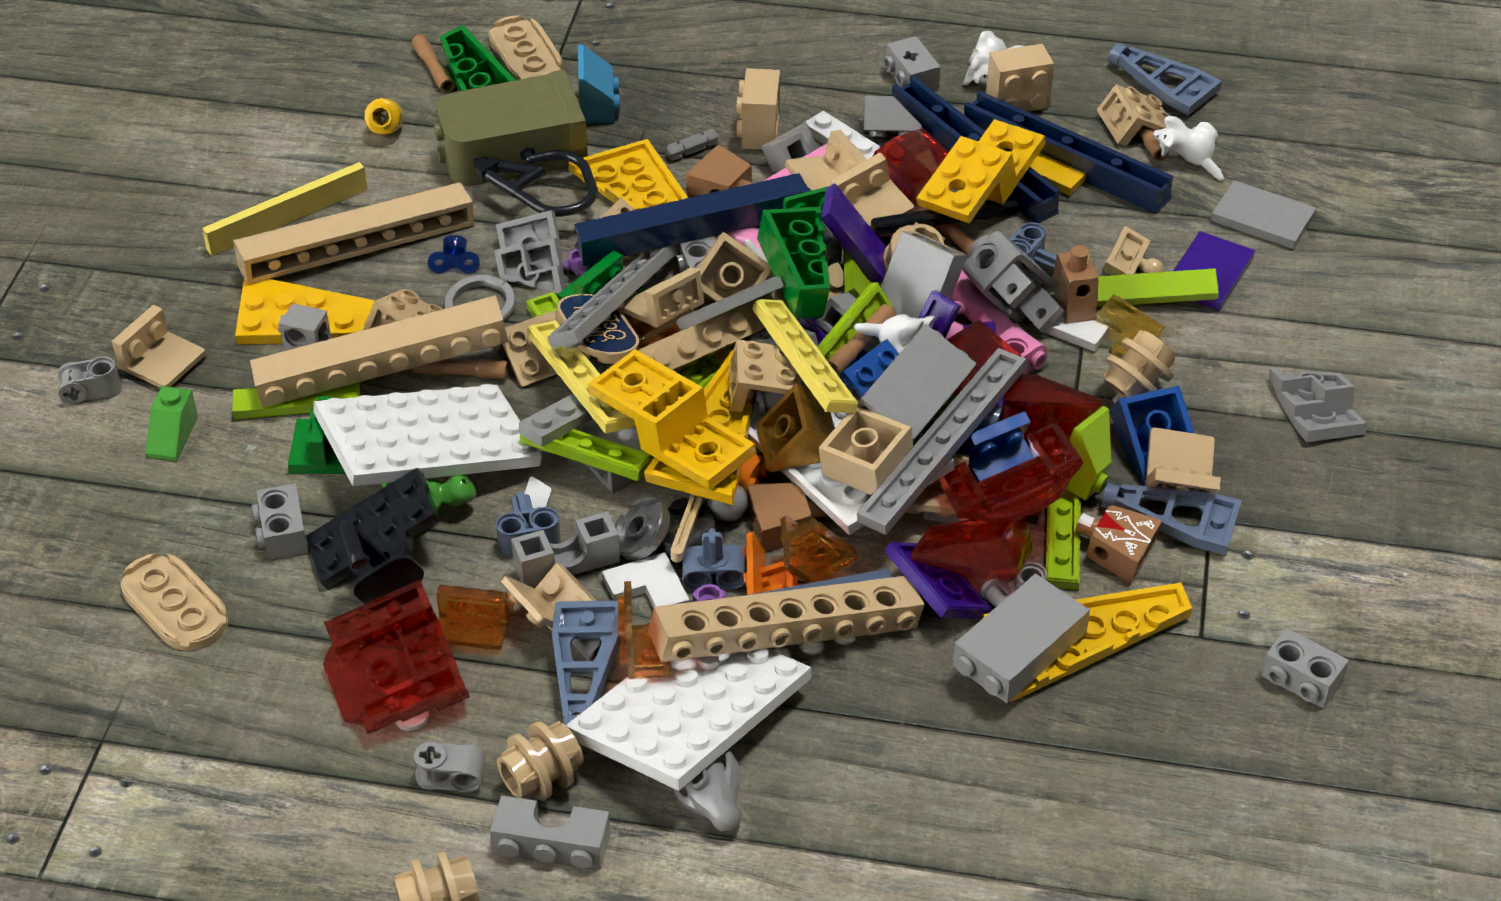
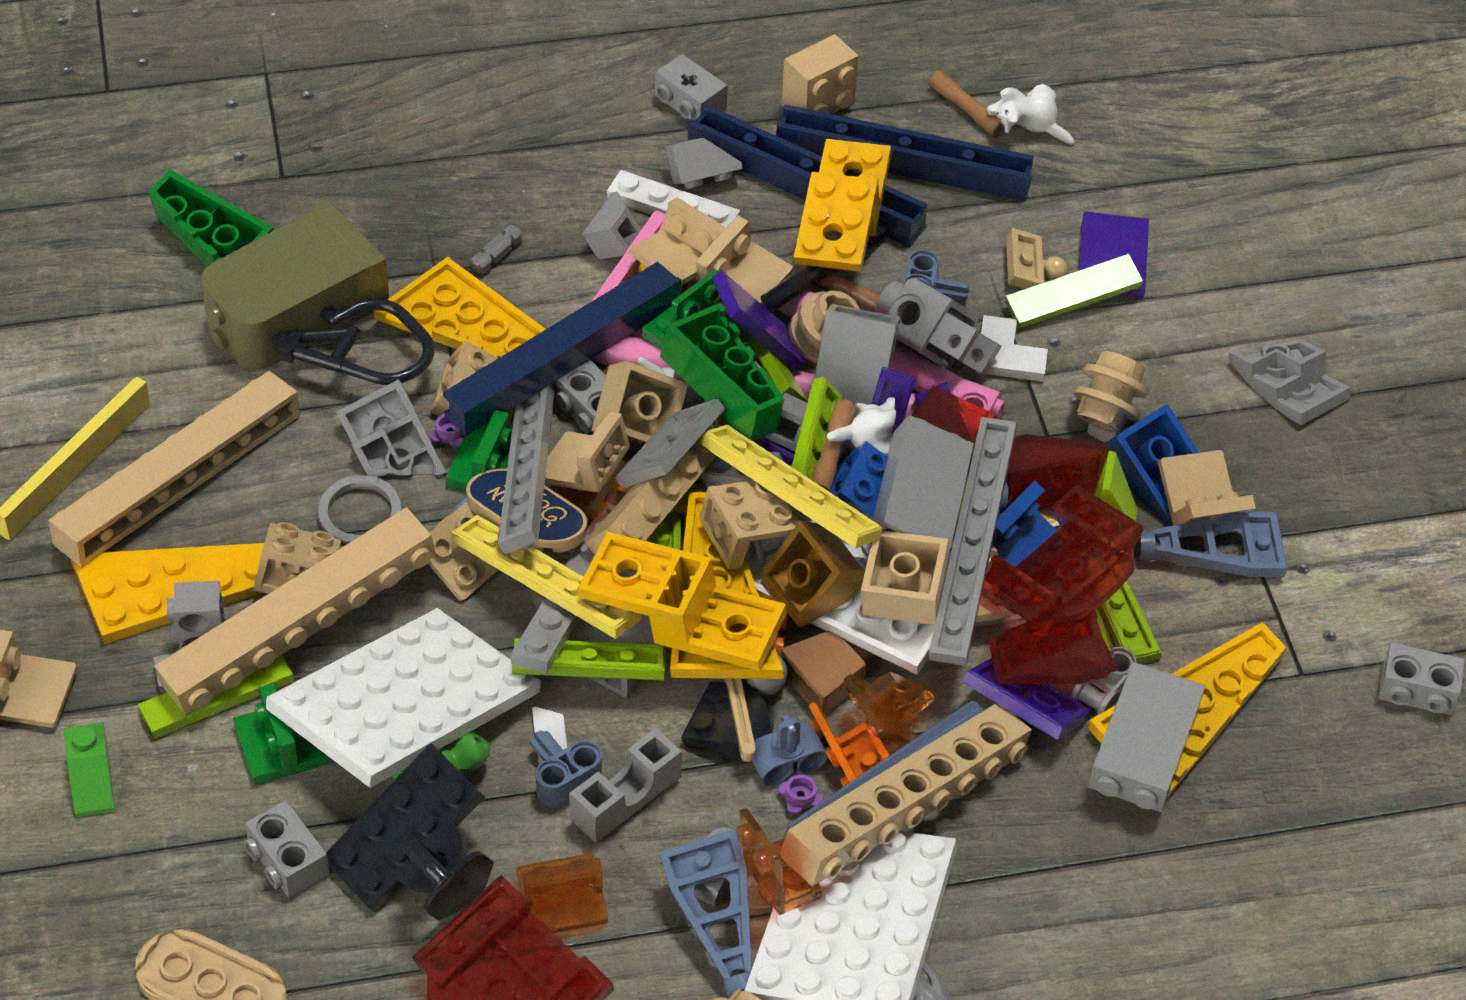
camera: 25 degrees left, 5 degrees up
(374, 114) = (135, 318): yellow head -> none
(439, 72) = (157, 233): medium nougat piece -> none
(454, 256) = (302, 463): clear blue piece -> none
(481, 368) = (407, 593): medium nougat piece -> none
(524, 47) = (242, 177): tan tile -> none
(540, 601) = (638, 844): tan bracket -> none
(542, 304) = (439, 498): lime tile -> none
(597, 88) = (359, 204): dark azure slope -> none
(649, 576) = (724, 784): white tile -> none
(655, 522) = (710, 731): flat silver tile -> none
(718, 172) = (555, 284): medium nougat torso -> none
(758, 107) = (558, 188): tan brick -> none
(912, 161) = (764, 205): clear red slope -> none
(980, 57) = (765, 60): white animal -> none
(1059, 174) = (911, 181): yellow tile -> none
(1072, 273) = (1003, 312): medium nougat torso -> none
(1120, 540) = (1180, 593): medium nougat torso -> none
(1127, 110) = (949, 89): tan bracket -> none
(1127, 321) = (1076, 342): clear yellow tile -> none
(1185, 97) = (994, 51): sand blue plate -> none
(1263, 214) = (1135, 173): light grey tile -> none

